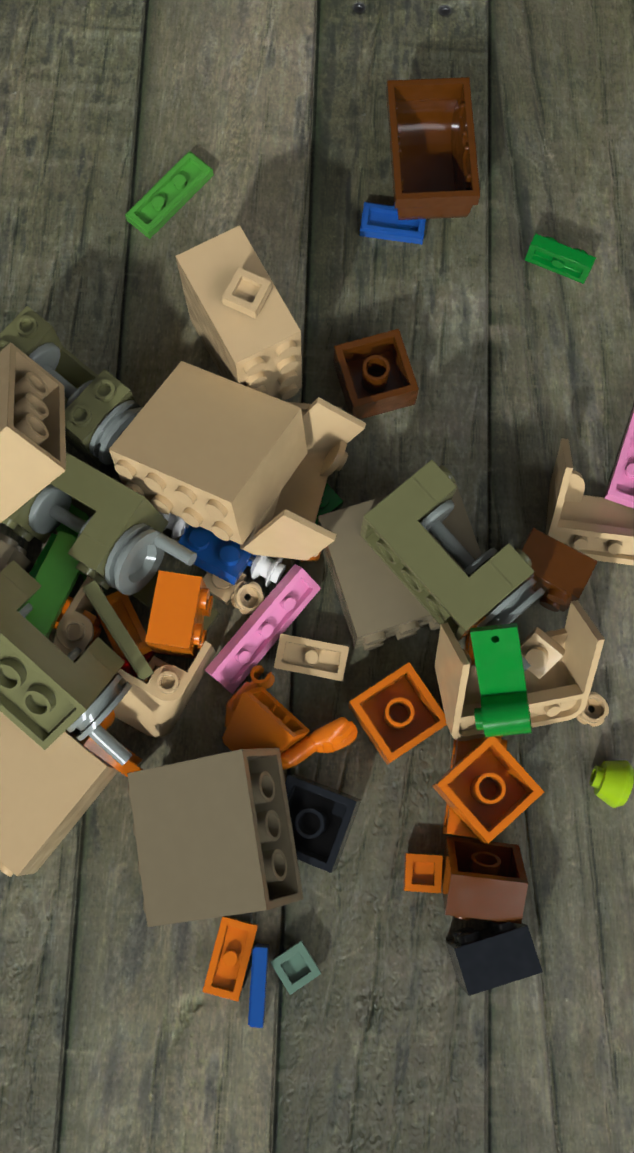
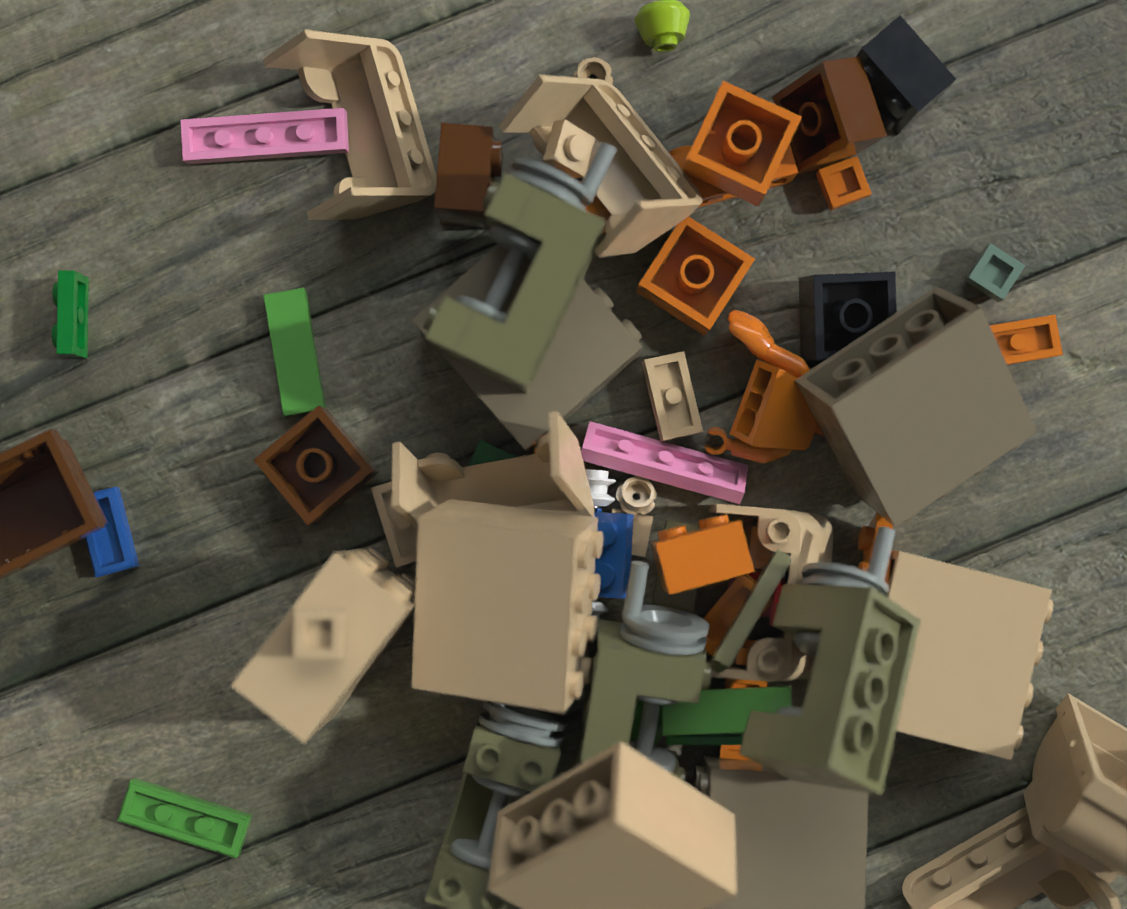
camera: 115 degrees left, 10 degrees up
(258, 985) = (1030, 301): blue tile -> none
(467, 399) = (294, 351): none -> bright green tile
(500, 681) = (636, 165): green door -> none

